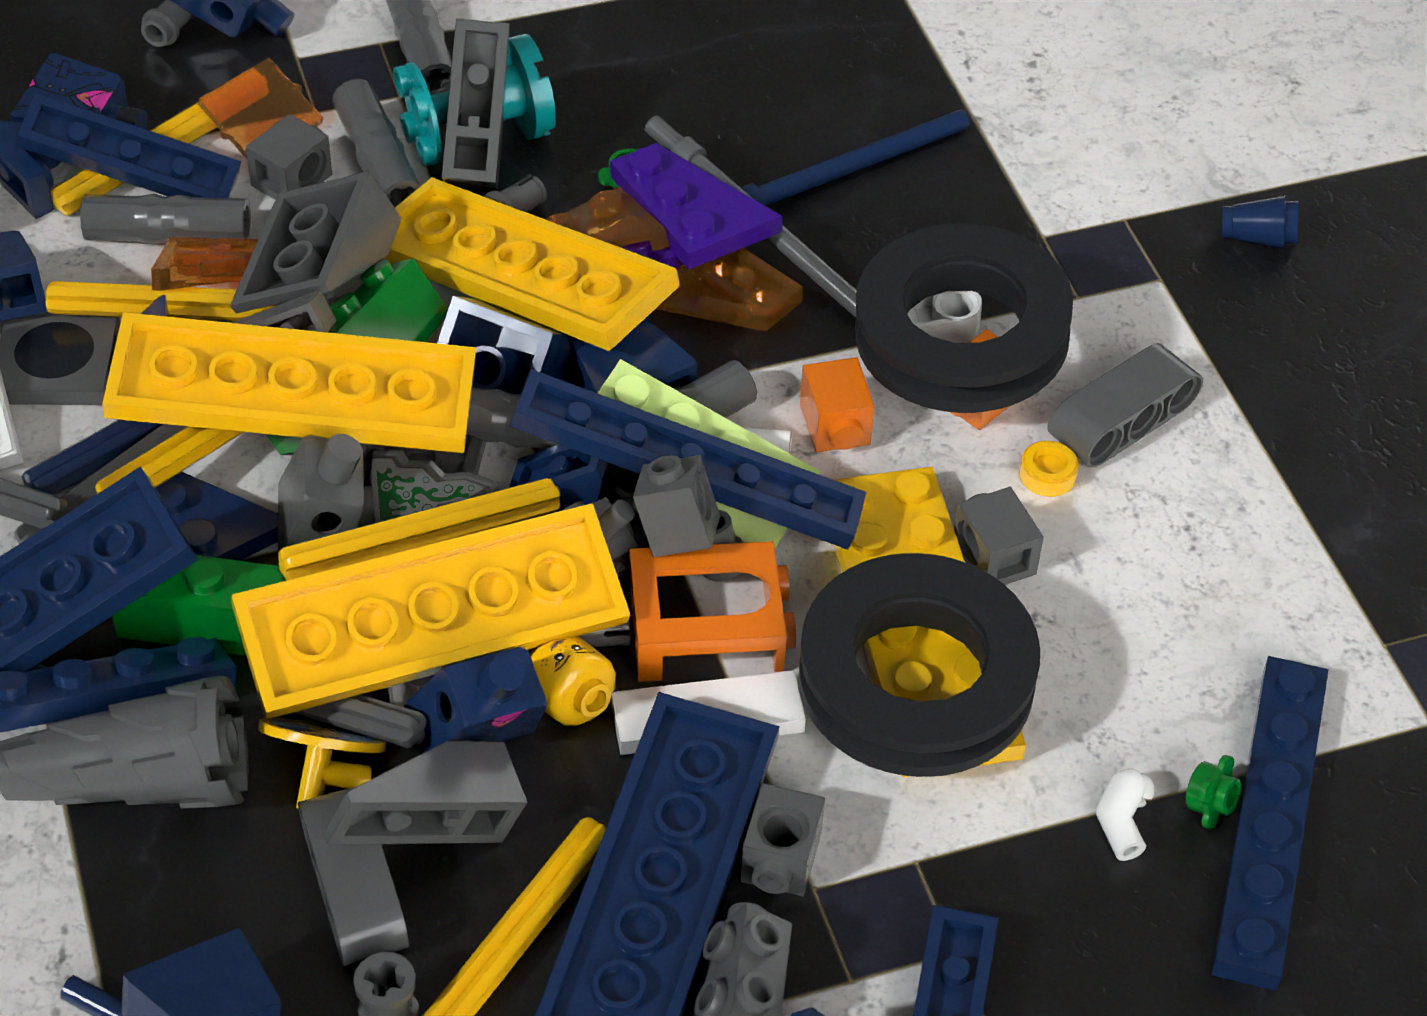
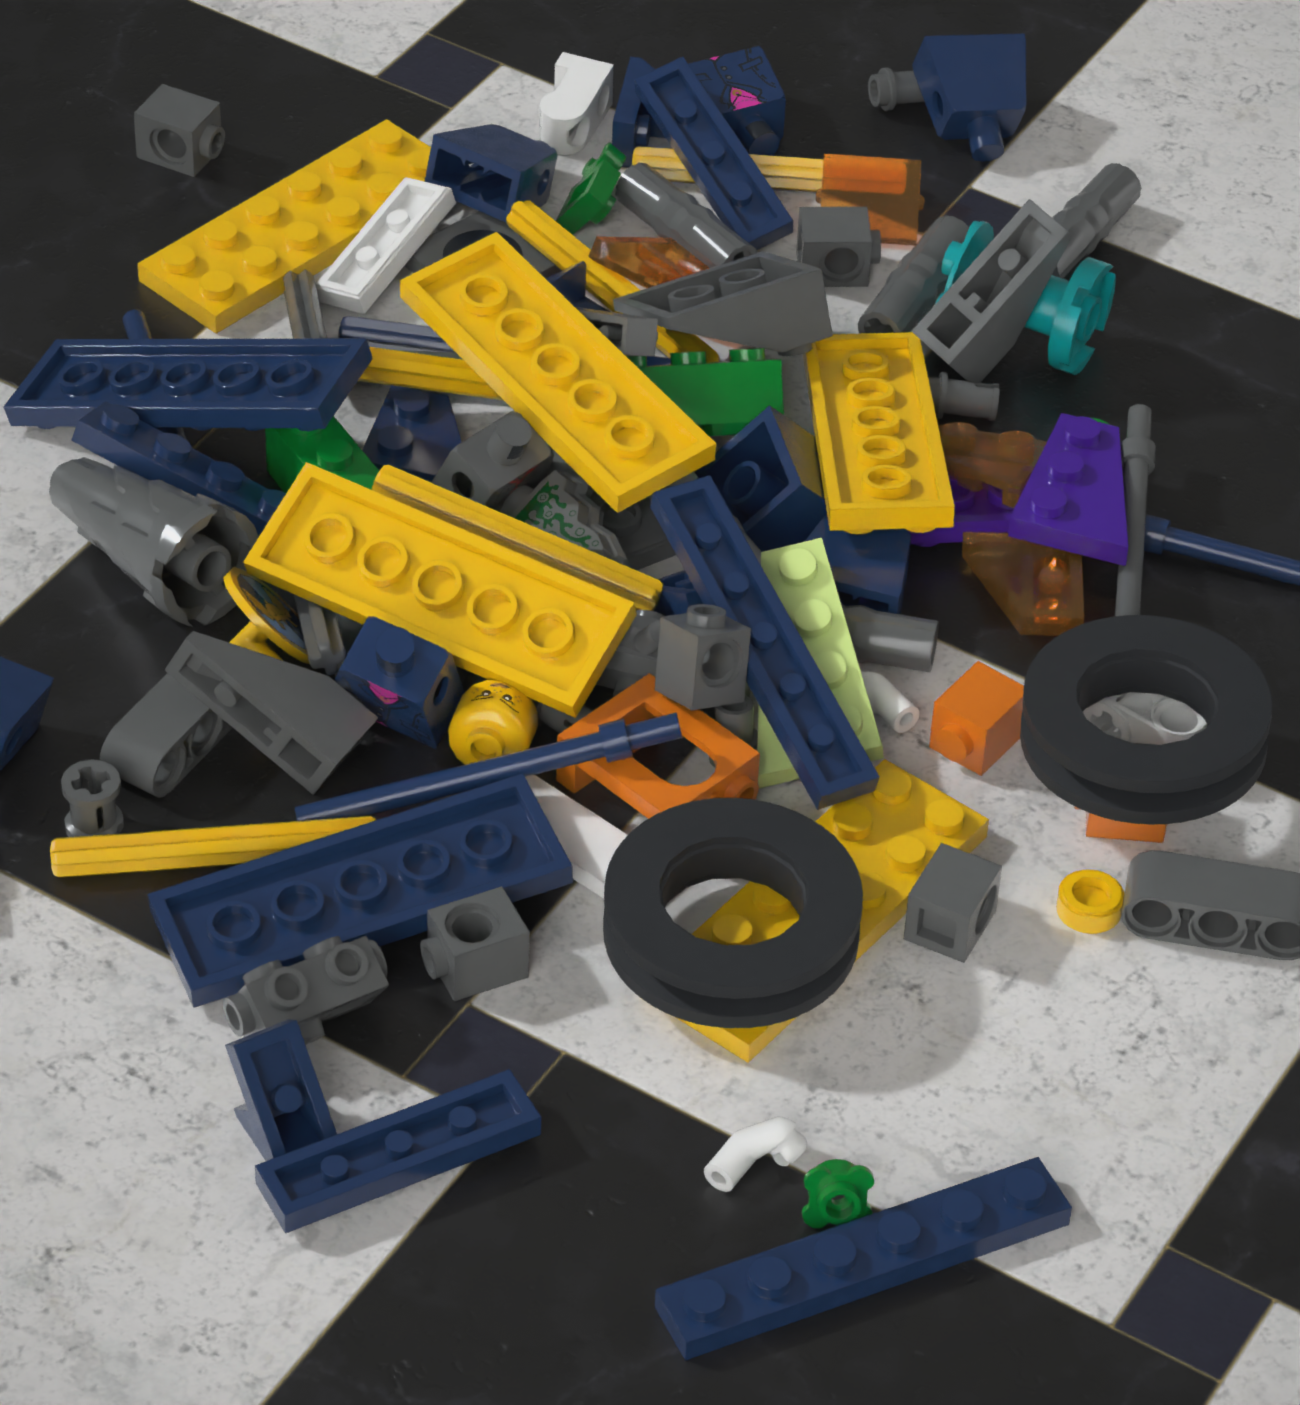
camera: 50 degrees right, 5 degrees down
(71, 242) = (592, 194): none -> green plate
(693, 616) = (612, 741): none -> dark blue bar

